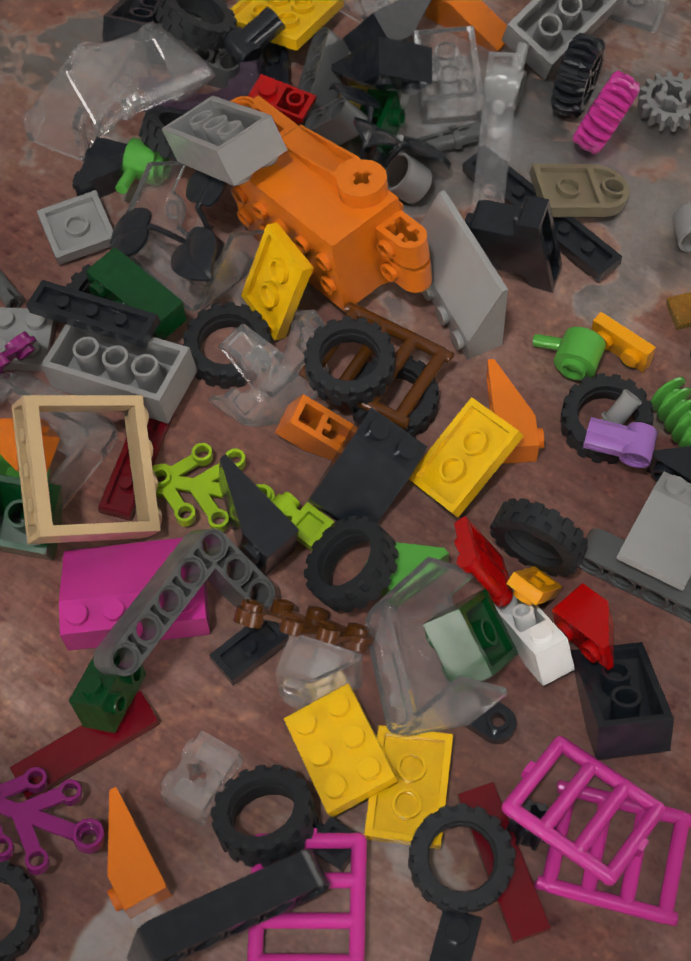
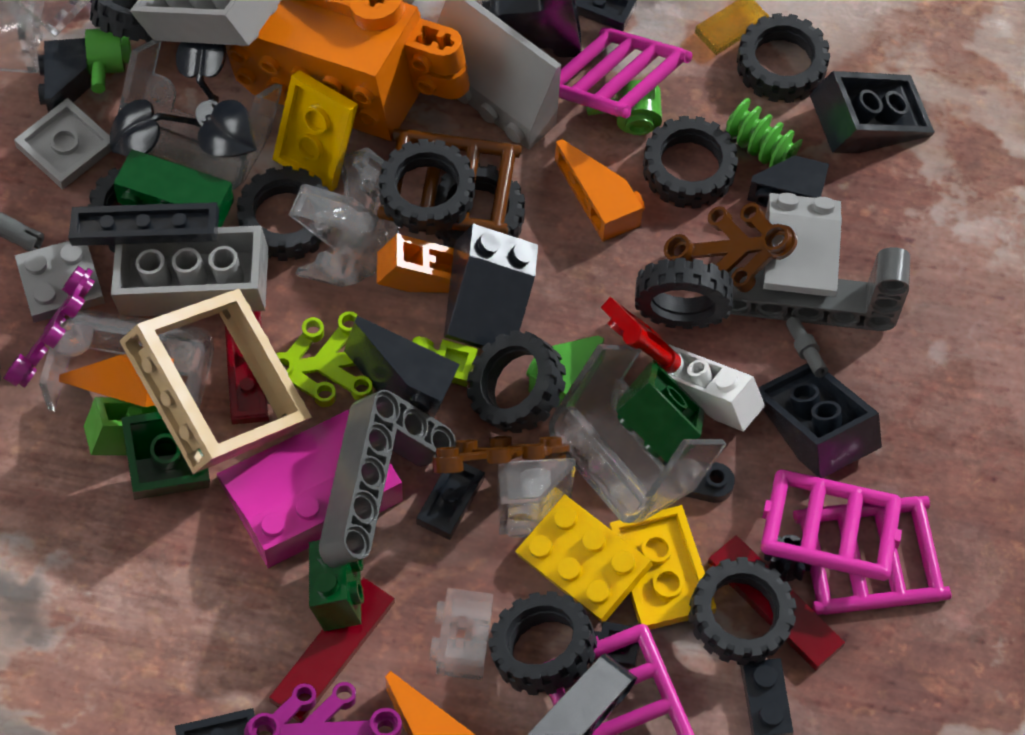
camera: 30 degrees left, 0 degrees up
(465, 457) = (578, 242): yellow plate -> none
(533, 586) = (697, 342): light orange plate -> none
(588, 624) = (763, 357): red slope -> none
(593, 293) = (627, 43): none -> dark pink bar
(622, 408) = (703, 151): light grey pin -> none
(624, 343) = (681, 85): light orange plate -> none
(631, 443) = (728, 176): medium lavender piece -> none
(639, 628) = (806, 346): none -> dark grey bar
(642, 520) = (739, 244): none -> reddish brown plant

